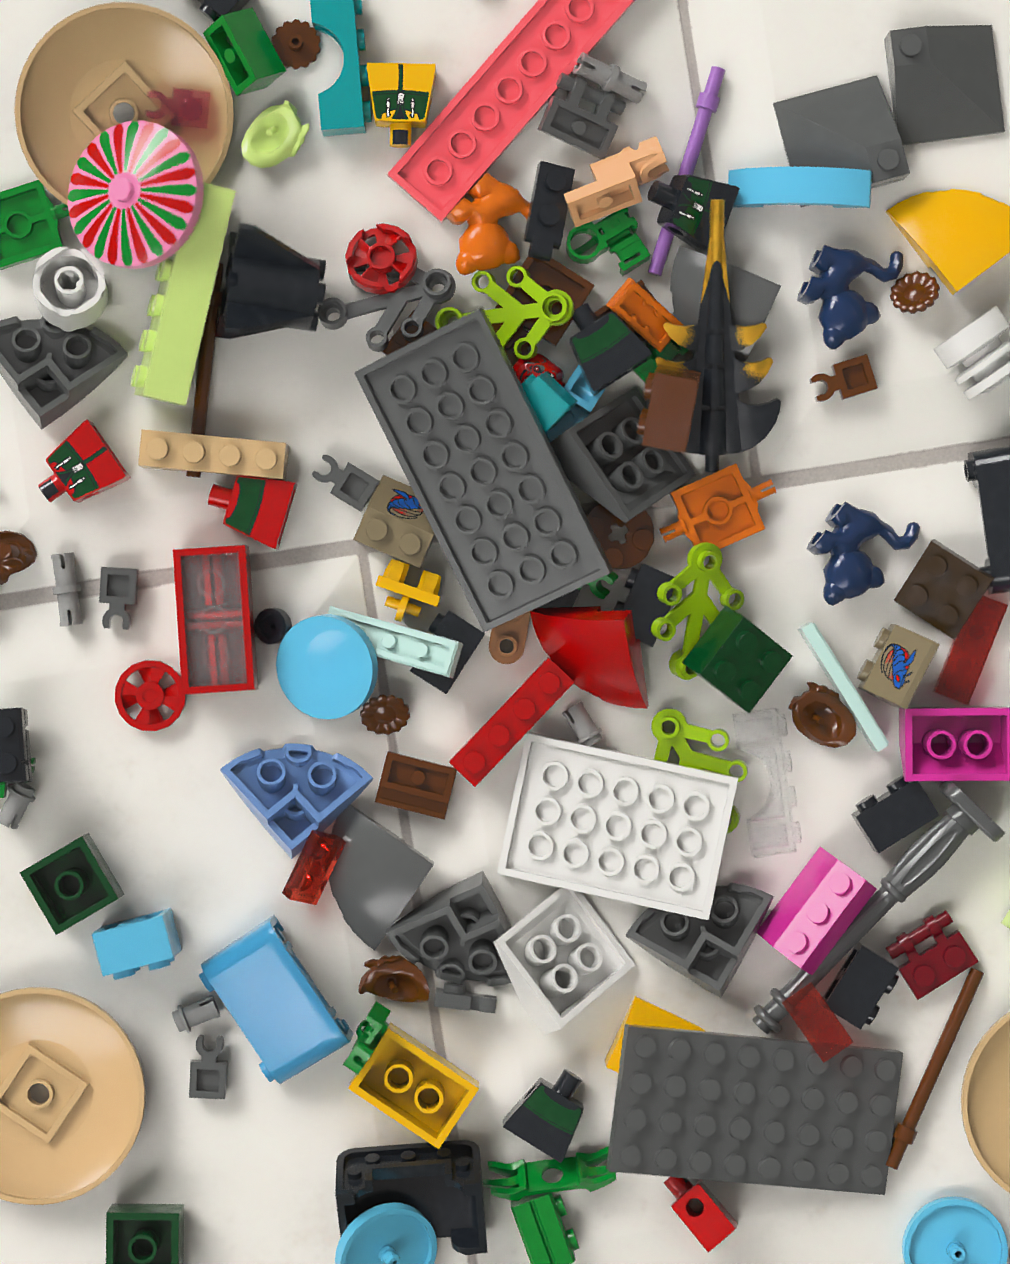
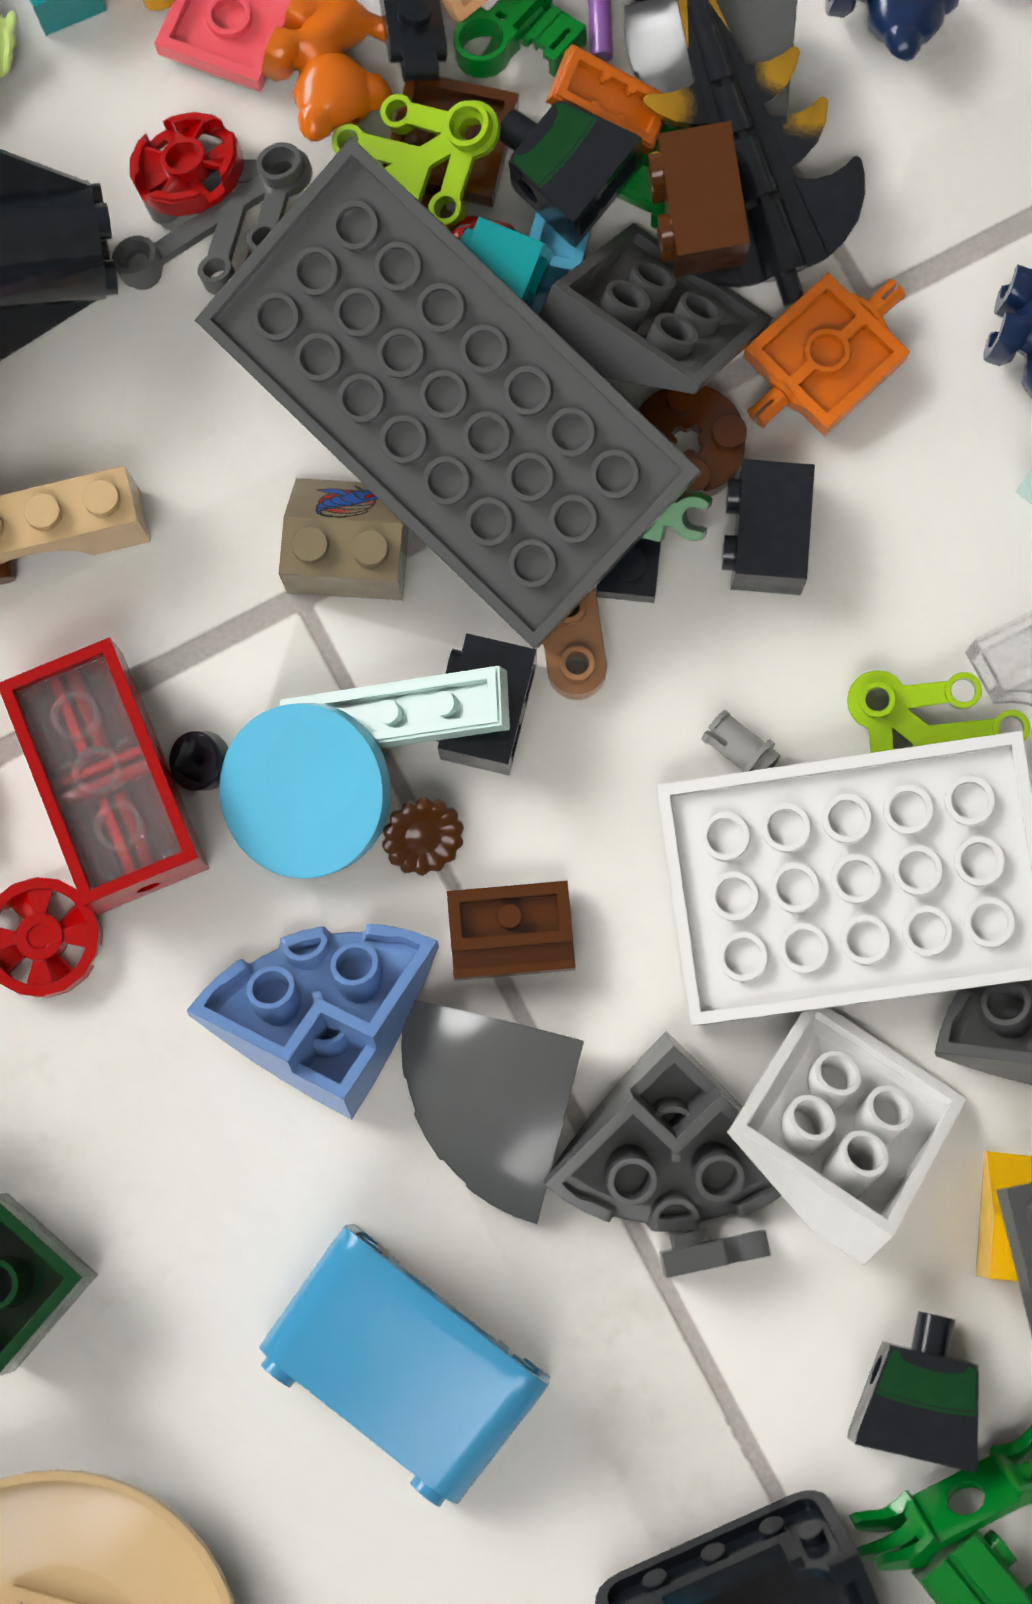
camera: 15 degrees left, 10 degrees down
(137, 943) = (135, 1343): medium azure brick -> none
(195, 1014) = (277, 1434): light grey pin -> none
(208, 1075) = (333, 1531): dark grey plate -> none
(256, 507) = (114, 587): red torso -> none
(314, 867) = (391, 1118): clear red plate -> none
(350, 485) = (250, 507): dark grey plate -> none
(368, 1037) = (578, 1369): green piece -> none
(394, 579) = (368, 629): yellow hips -> none
(395, 980) = (587, 1259): reddish brown hat -> none
(414, 1086) = (682, 1427): yellow brick -> none
(511, 722) = (626, 775): red arch -> none
(595, 651) = (719, 621): red brick -> none
(695, 604) = (853, 500): lime plant -> none
(737, 659) = (946, 552): dark green brick -> none
(849, 377) = (947, 100): reddish brown plate -> none

